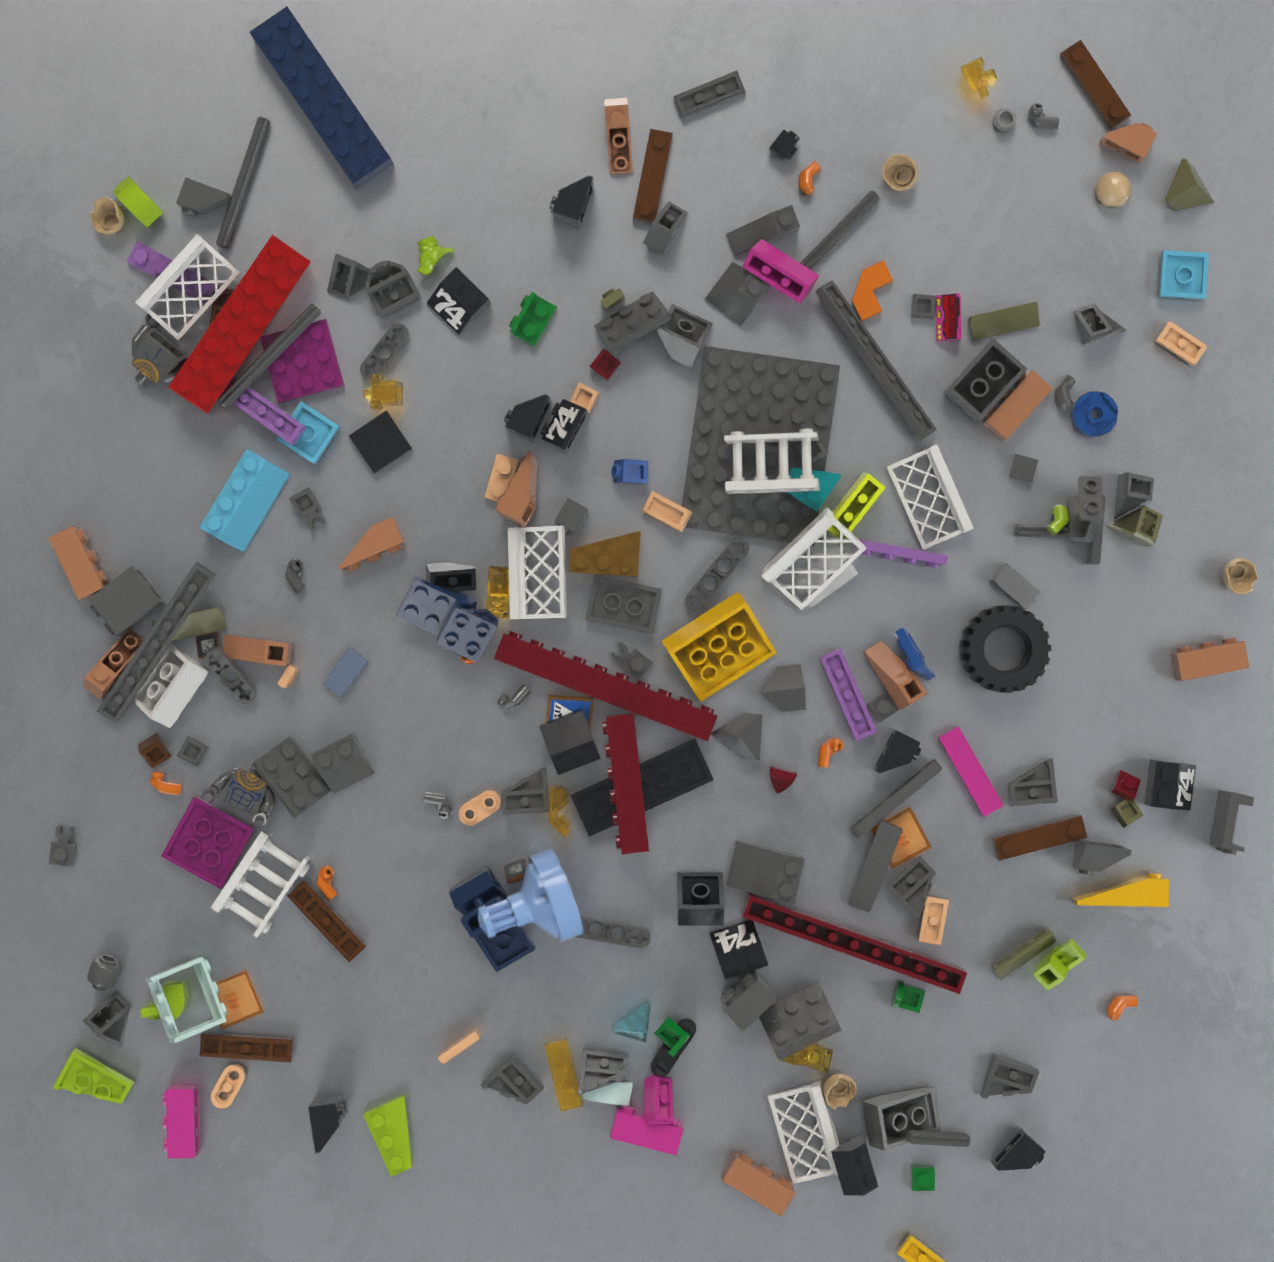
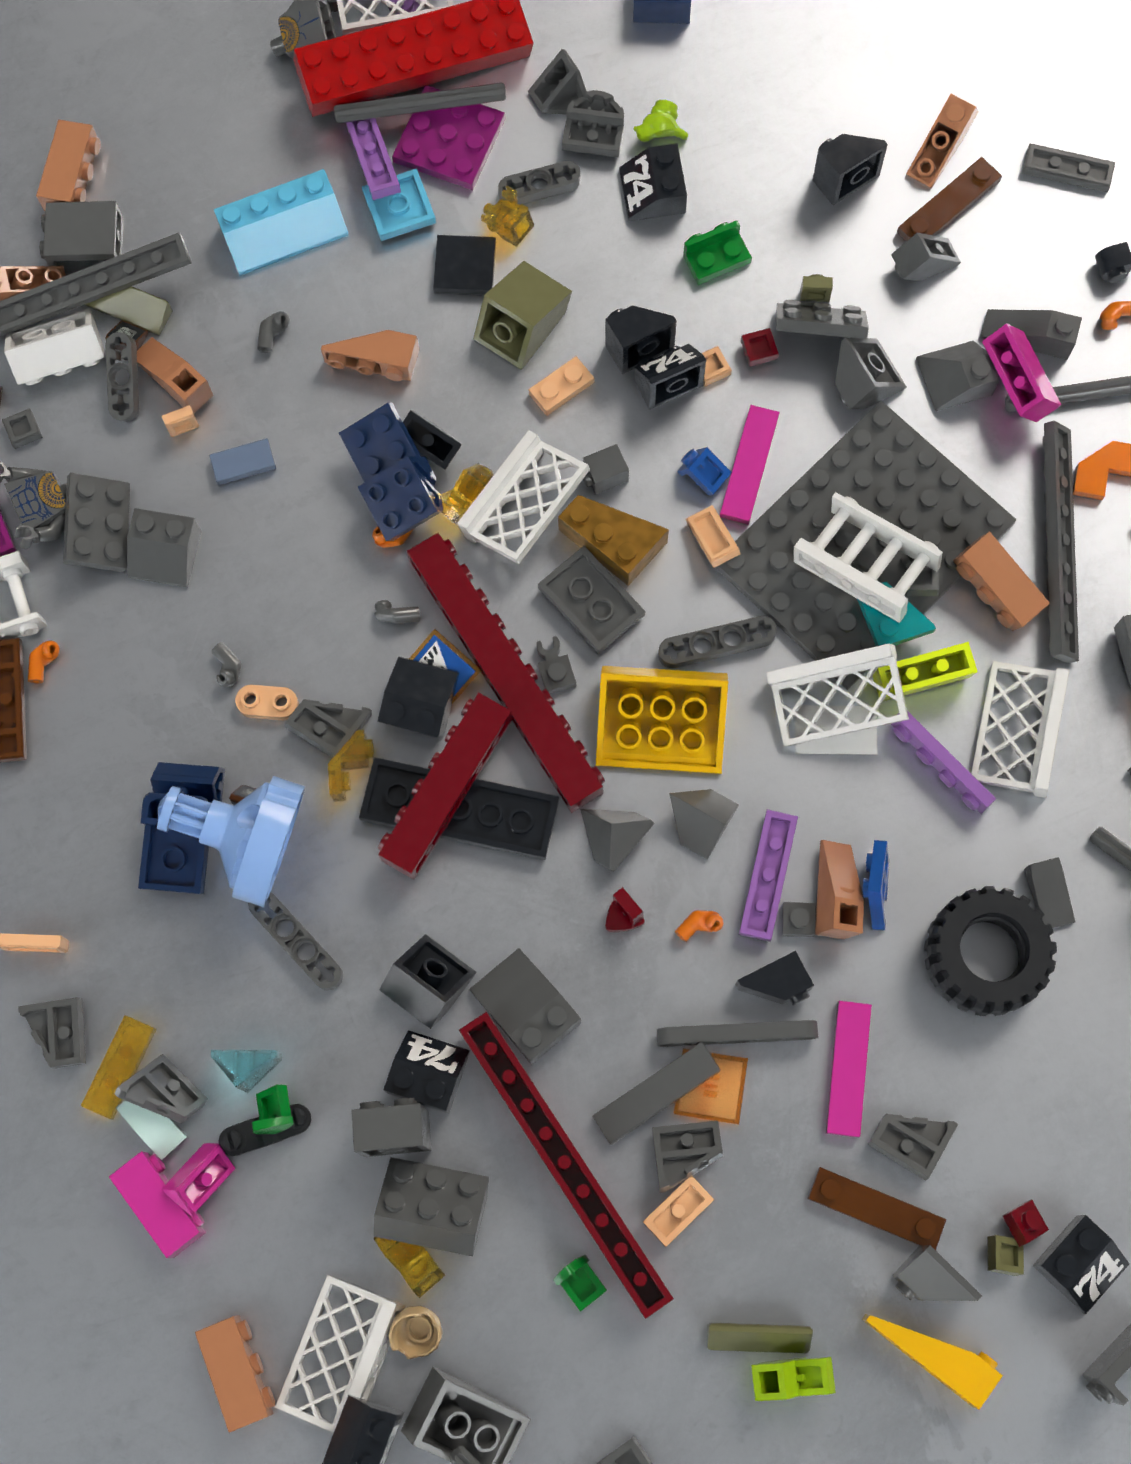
camera: 35 degrees right, 15 degrees down
(306, 505) = (338, 272): dark grey plate -> none
(443, 451) = (521, 313): none -> olive slope
(520, 497) = (570, 407): nougat slope -> none
(654, 446) = (749, 464): none -> dark pink tile
(859, 416) = (1000, 582): none -> nougat brick

